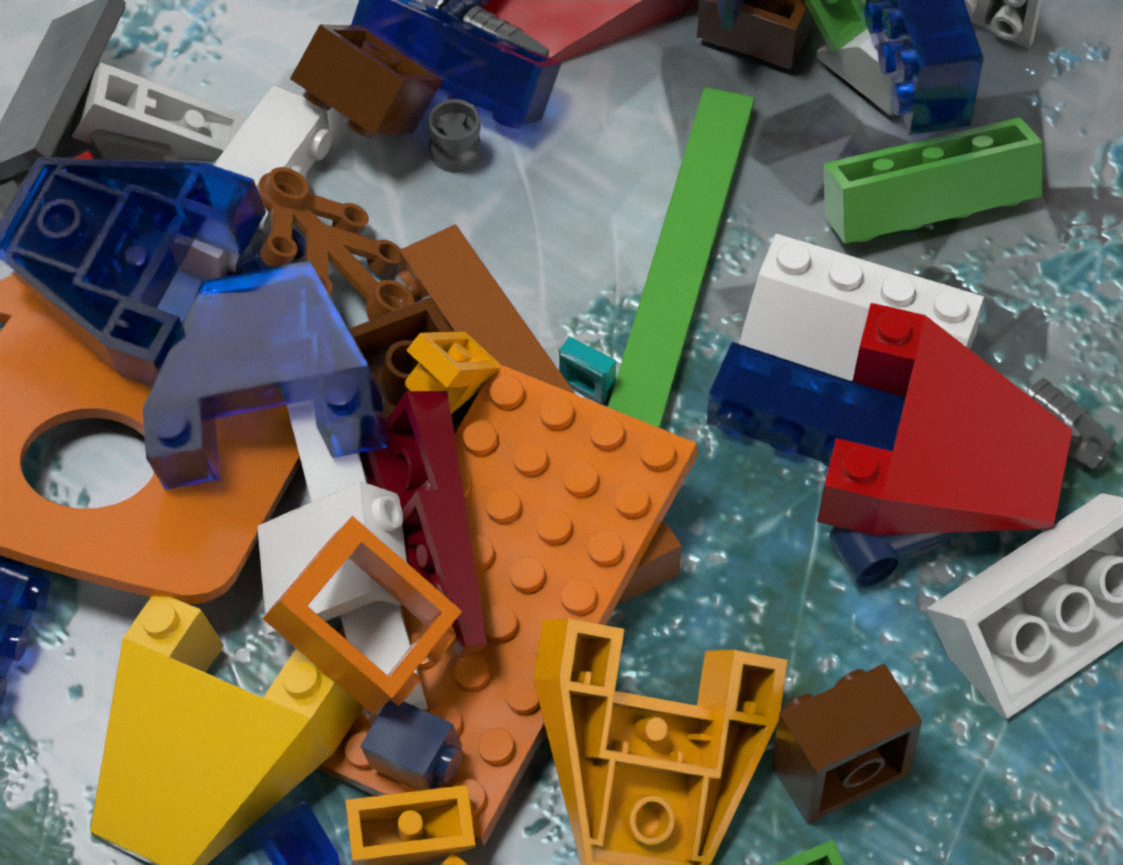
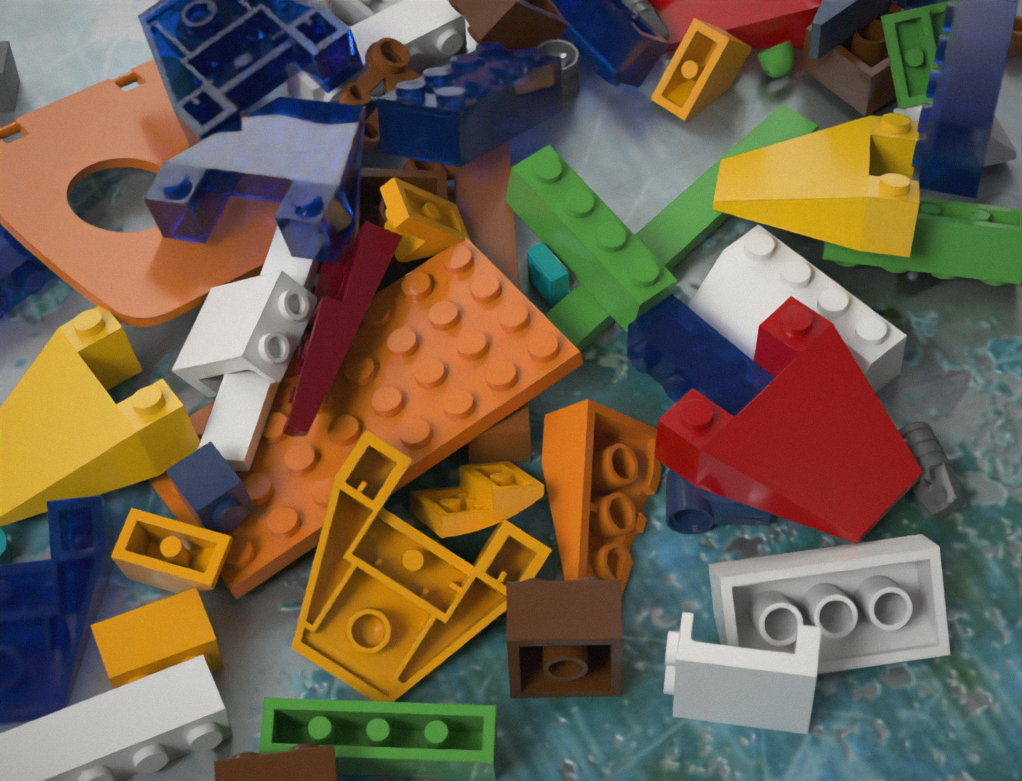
camera: 30 degrees right, 5 degrees down
(336, 655) = (196, 317): orange window -> none
(412, 214) = (470, 104): none -> clear blue brick
(602, 81) = (700, 70): none -> light orange slope
(620, 315) = (587, 237): none -> bright green brick
(670, 36) = (778, 60): none -> bright green hinge
(674, 636) = (482, 499): none -> light orange slope
(763, 561) = (597, 485): none -> orange wedge
(816, 163) = (832, 185): none -> yellow wedge
(1033, 714) = (742, 683): none -> white panel

